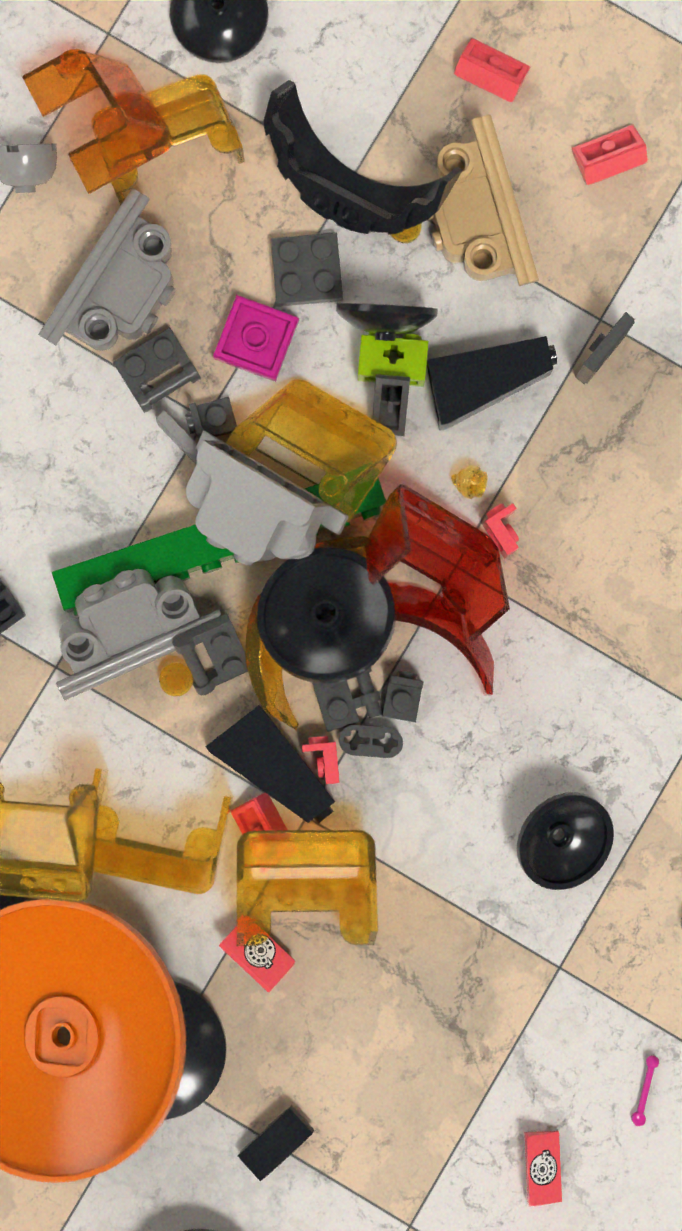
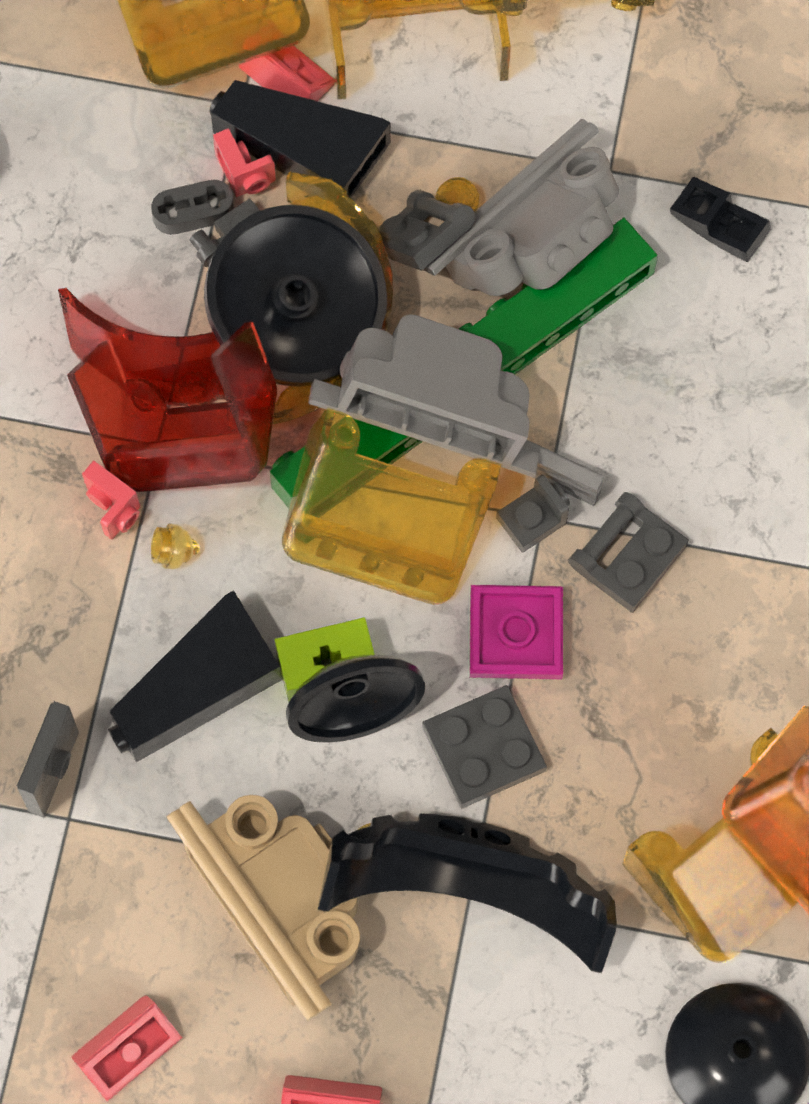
camera: 160 degrees right, 15 degrees down
(118, 283) = (722, 632): light grey brick -> none
(391, 402) = (309, 601): dark grey slope -> none
(403, 697) = (170, 268): dark grey bracket -> none

